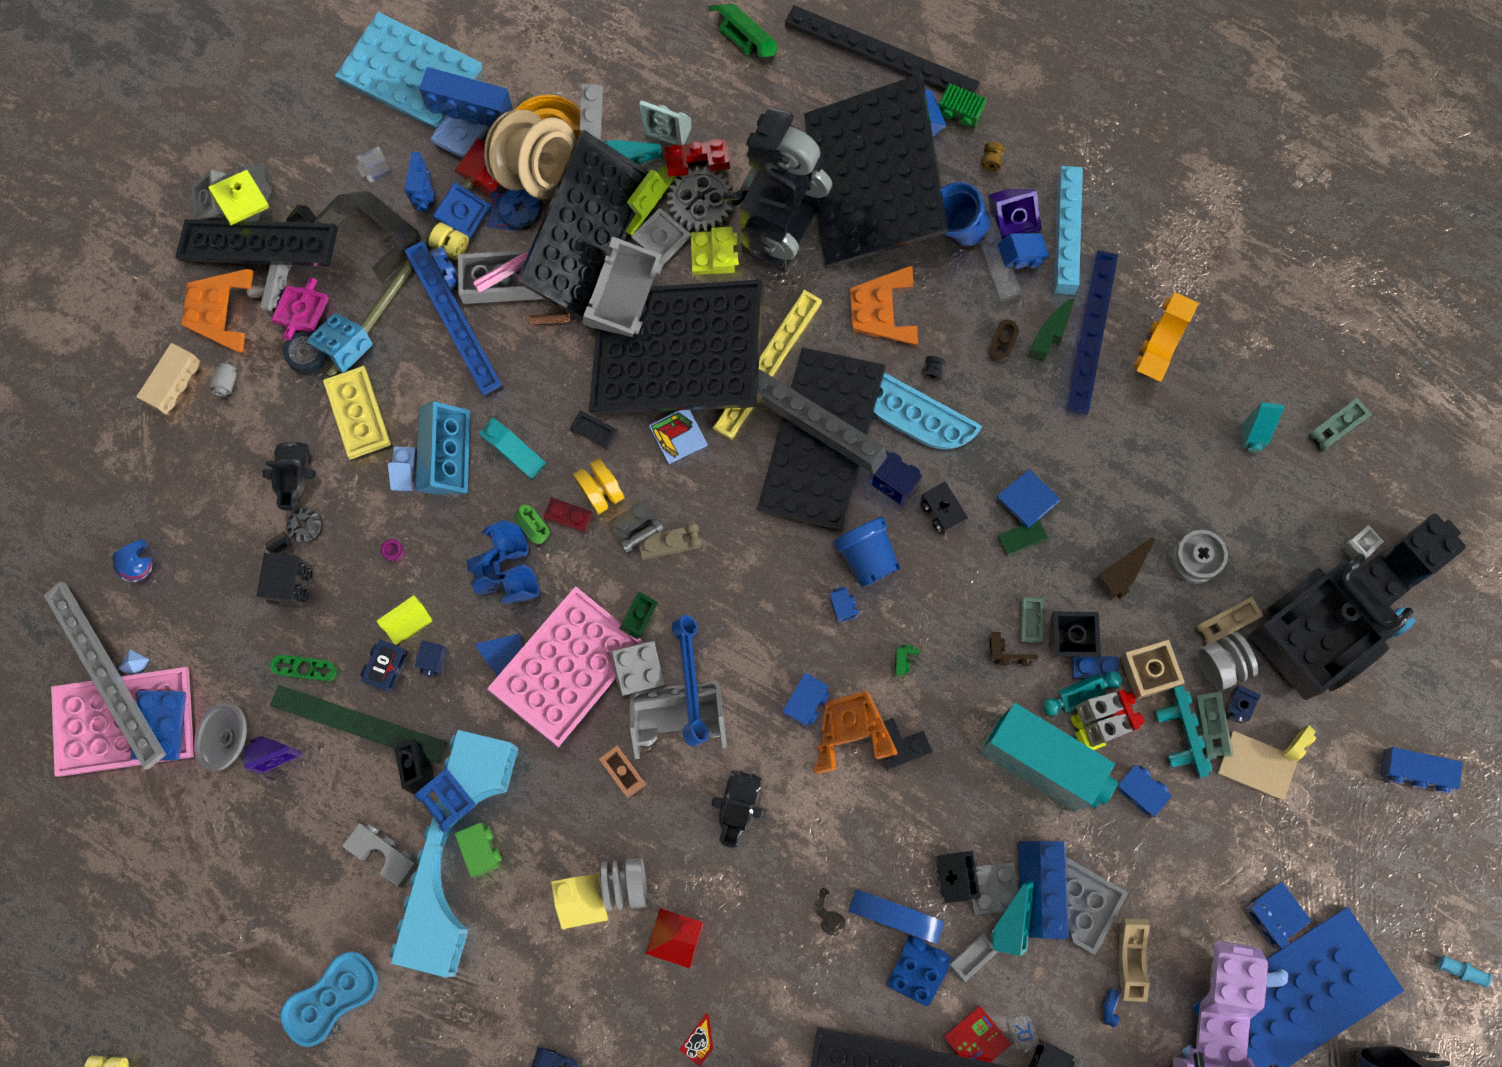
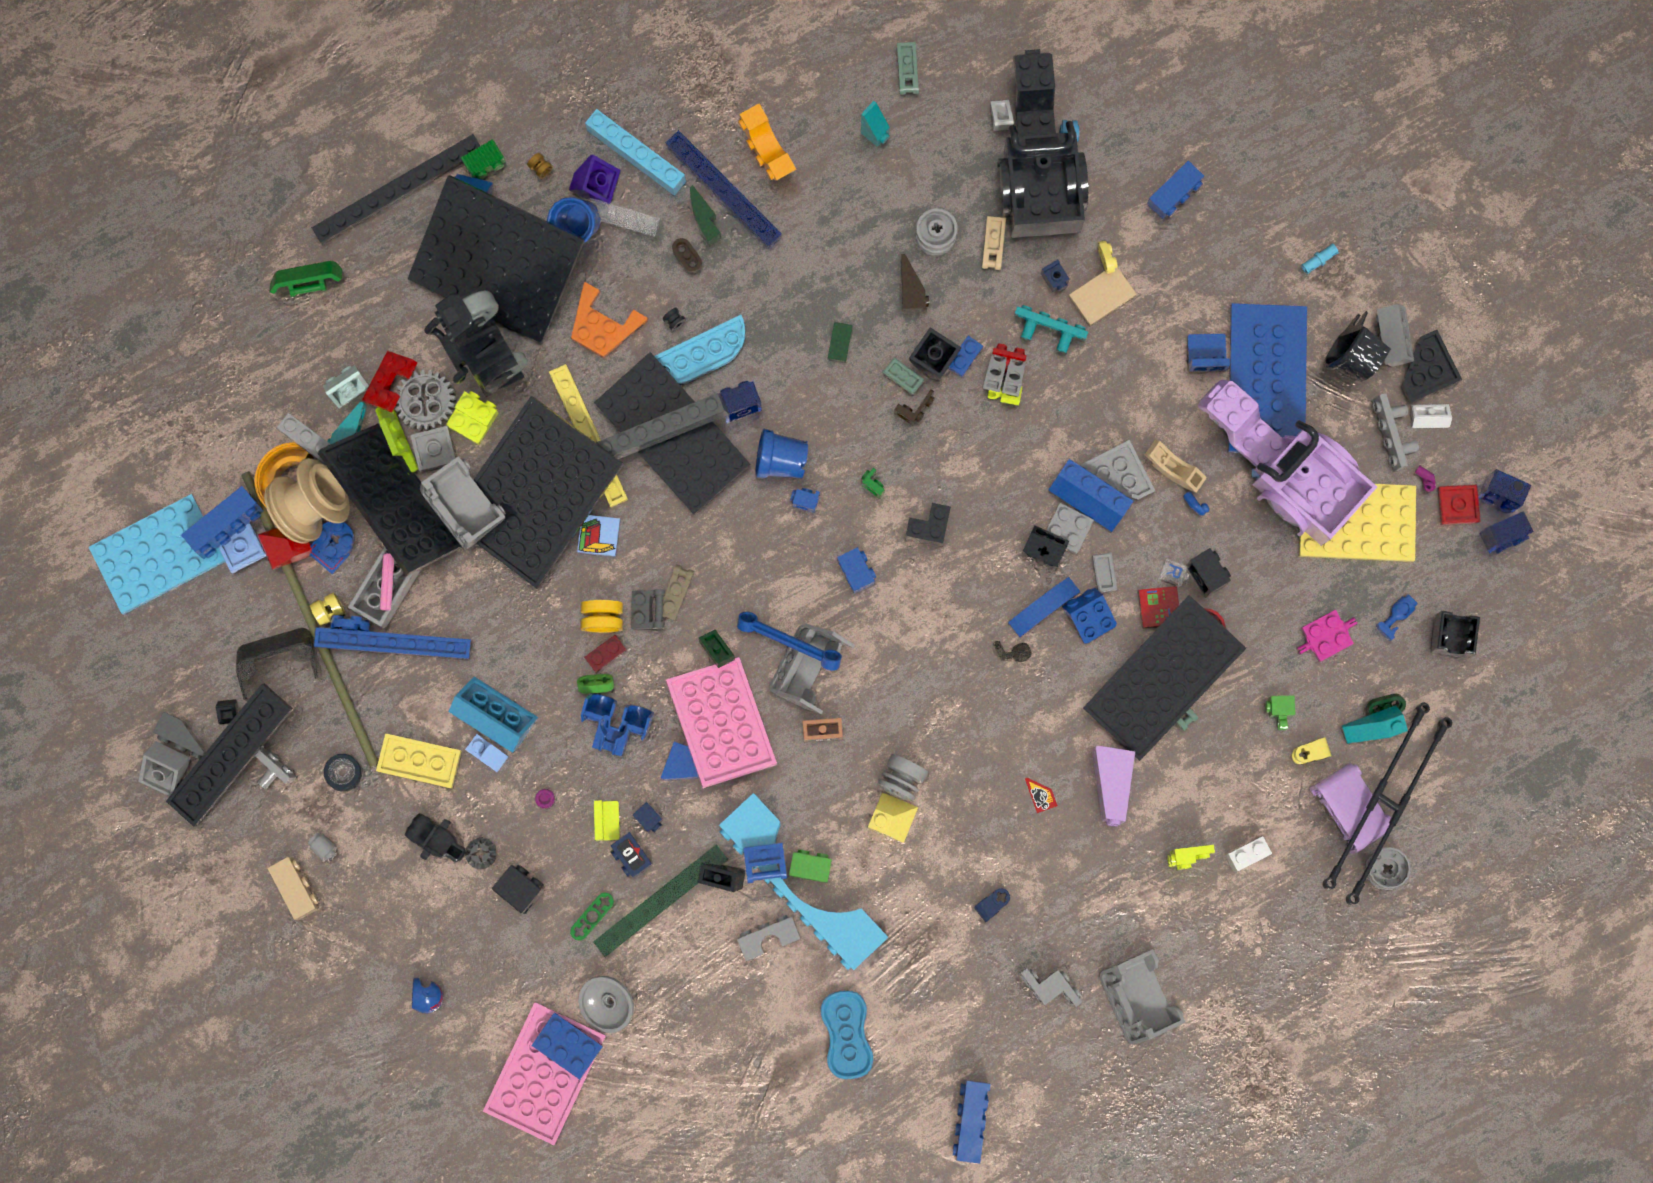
camera: 60 degrees left, 5 degrees up
(105, 676) = (501, 1063): light grey plate -> none
(133, 663) = (503, 1041): light blue slope -> none
(207, 307) = (253, 825): orange wing -> none
(238, 197) = (182, 746): neon yellow tile -> none
(267, 754) = (641, 976): dark purple slope -> none
(278, 543) = (482, 880): black slope -> none
(300, 309) = (304, 754): dark pink plate -> none
(341, 341) = (353, 738): dark azure bracket -> none
(373, 164) = (221, 628): clear brick -> none
(418, 183) = (270, 603): blue plate -> none
(461, 210) = (307, 584): blue plate -> none
(511, 448) = (527, 662): teal slope -> none
(549, 318) = (441, 573): nougat piece -> none
(594, 430) = (552, 594): black tile -> none
(637, 668) = (754, 673): light grey plate -> none
(674, 938) = (960, 767): red slope -> none
(738, 807) = (900, 665): black piece -> none
(848, 721) = (891, 549): orange wing -> none
(943, 496) = (774, 378): black brick -> none
(1013, 927) = (1104, 533): teal slope -> none
(1023, 250) = (630, 195): blue brick -> none
(1028, 498) = (815, 319): blue tile -> none
(1050, 760) = (1008, 431): teal brick -> none
(1082, 691) = (976, 377): teal plate -> none
(1143, 791) = (1069, 383): blue brick -> none
(1152, 669) = (992, 319): tan brick -> none
(1214, 724) = (1057, 303): sand green plate -> none
(1227, 661) = (1021, 264): light grey wheel -> none
(1277, 978) = (1247, 382): light blue arm -> none

